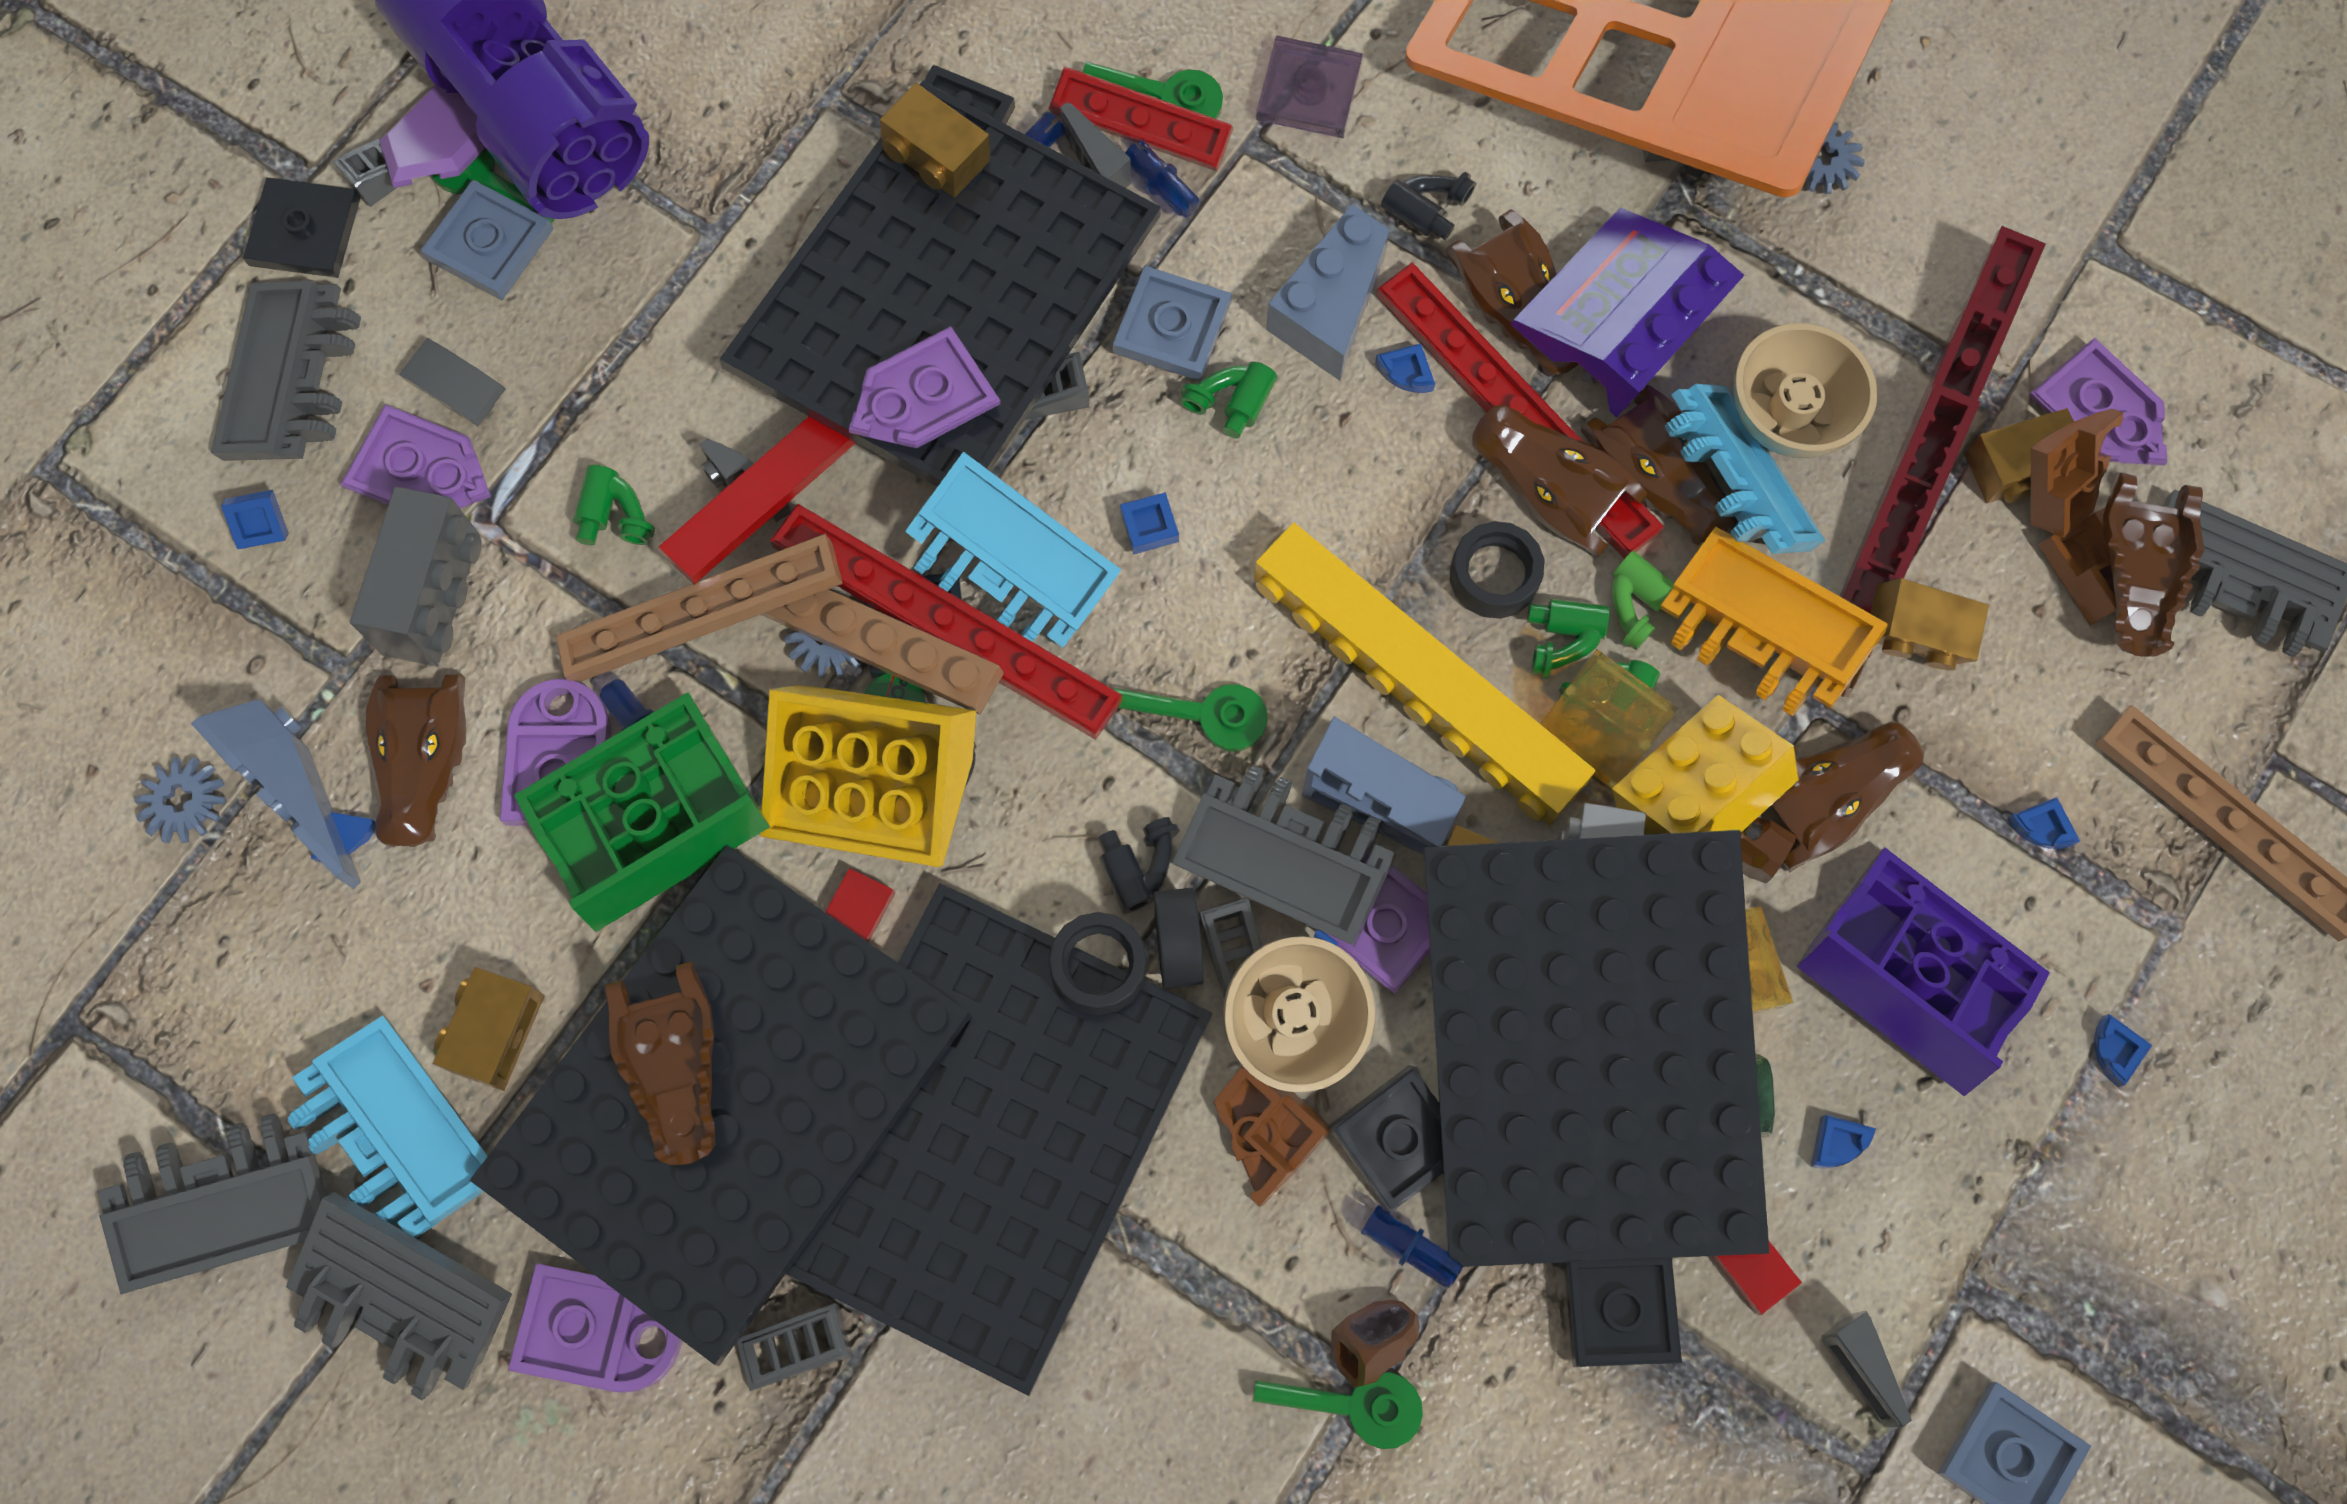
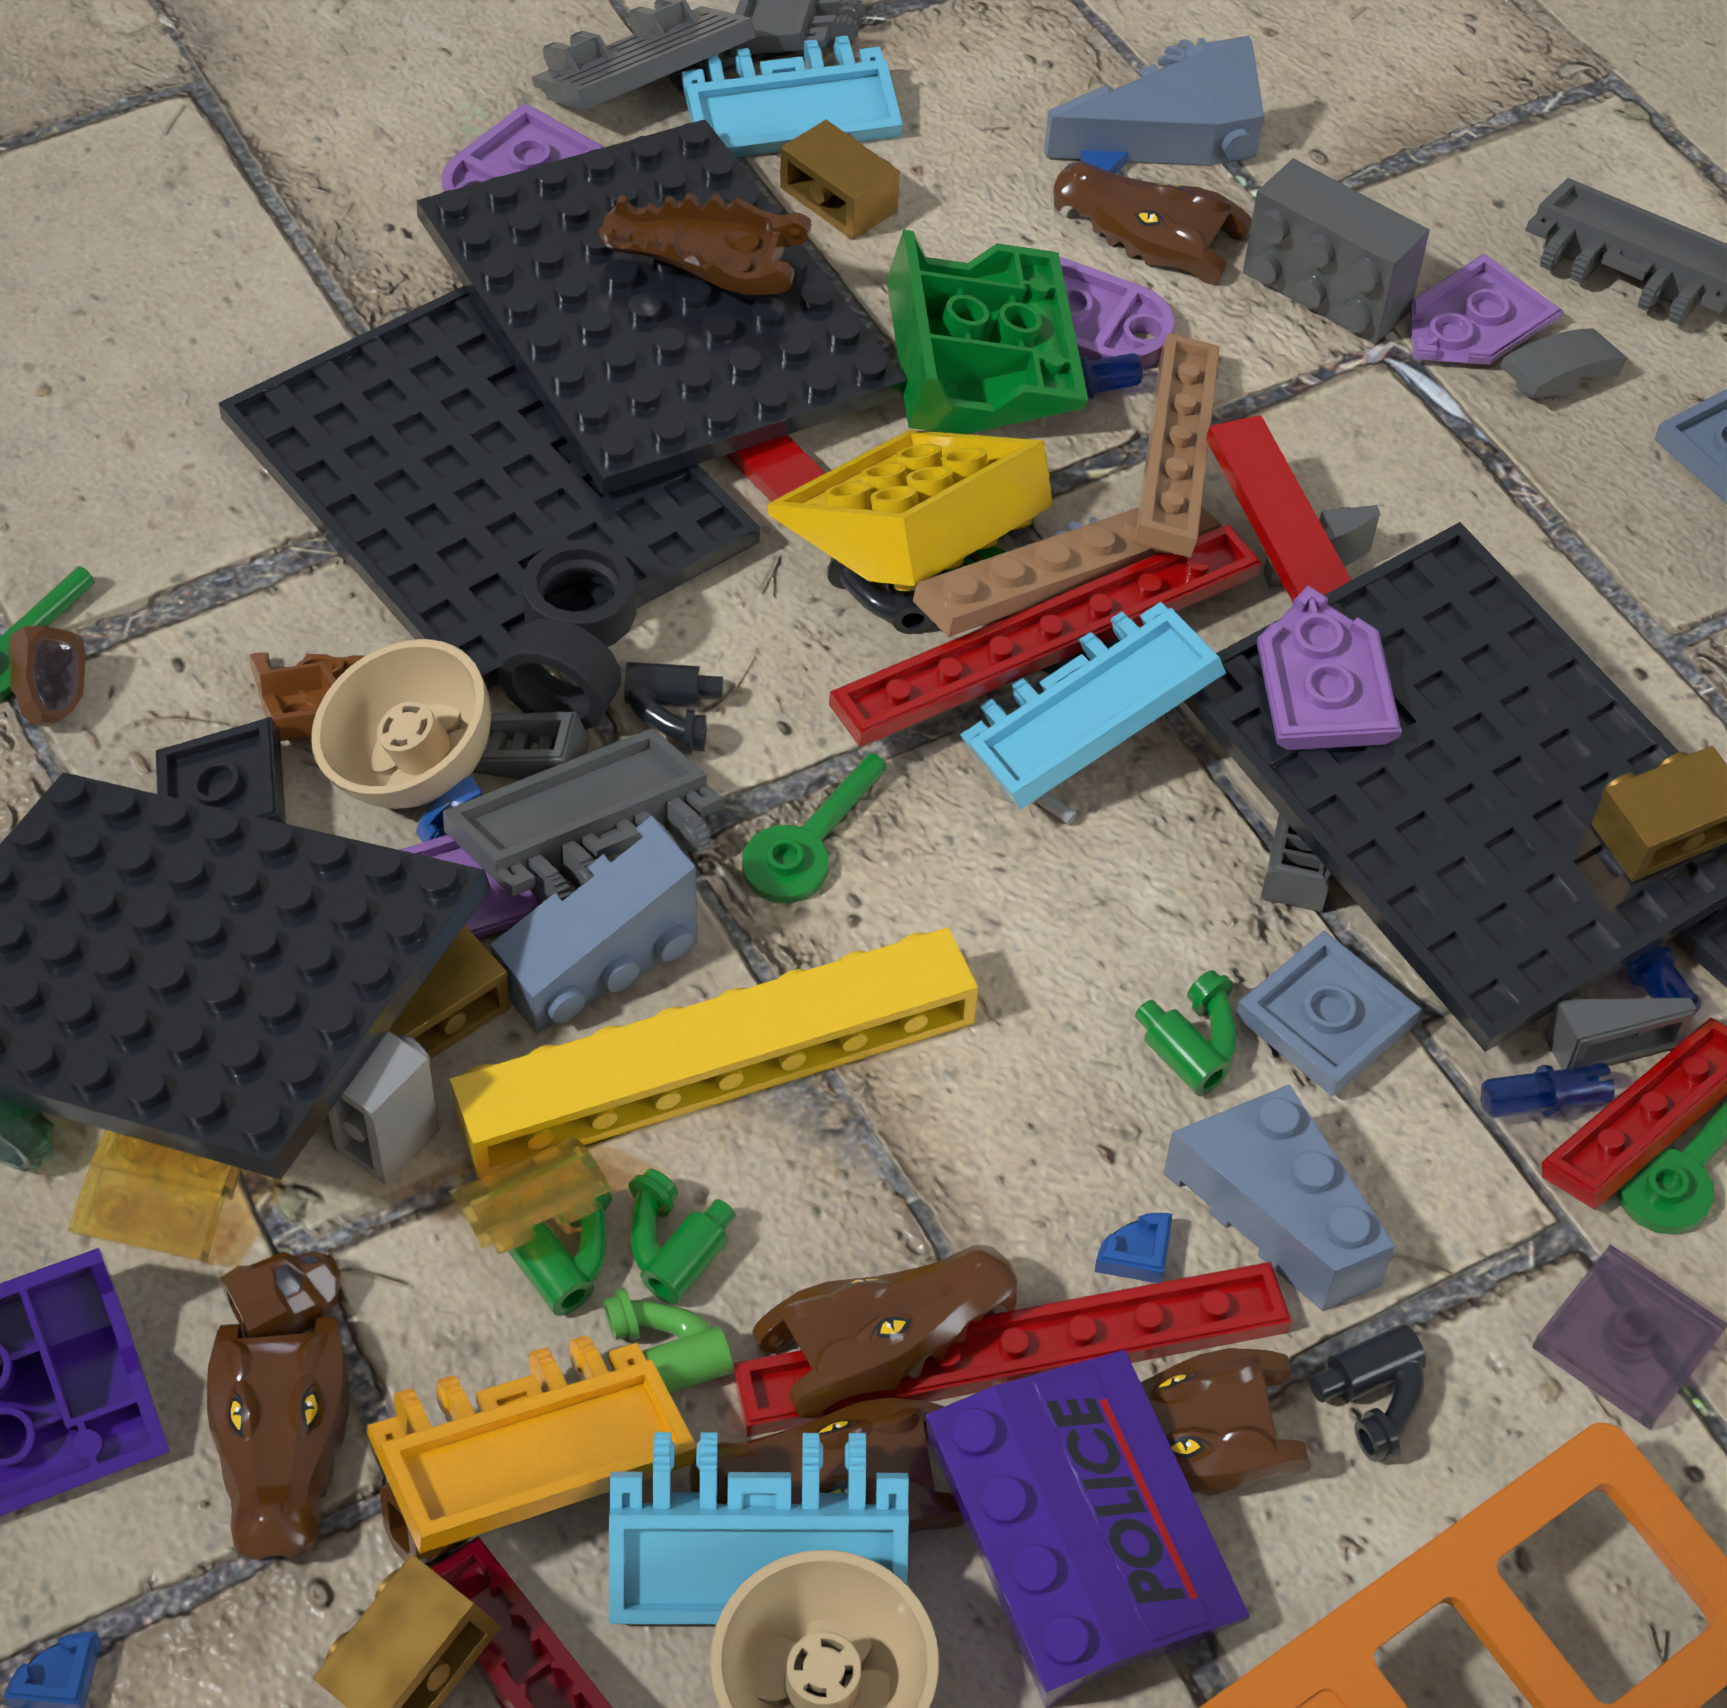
camera: 115 degrees right, 20 degrees down
(254, 519) = (1472, 182): blue plate -> none
(595, 502) = (1364, 433): green plant -> none
(836, 1334) = (394, 282): dark grey slope -> none
(1149, 523) = (1068, 876): blue plate -> none
(1411, 1247) = (109, 750): clear blue axle -> none
(1498, 535) = (809, 1153): black tyre -> none
(1710, 774) = (376, 1254): yellow brick -> none

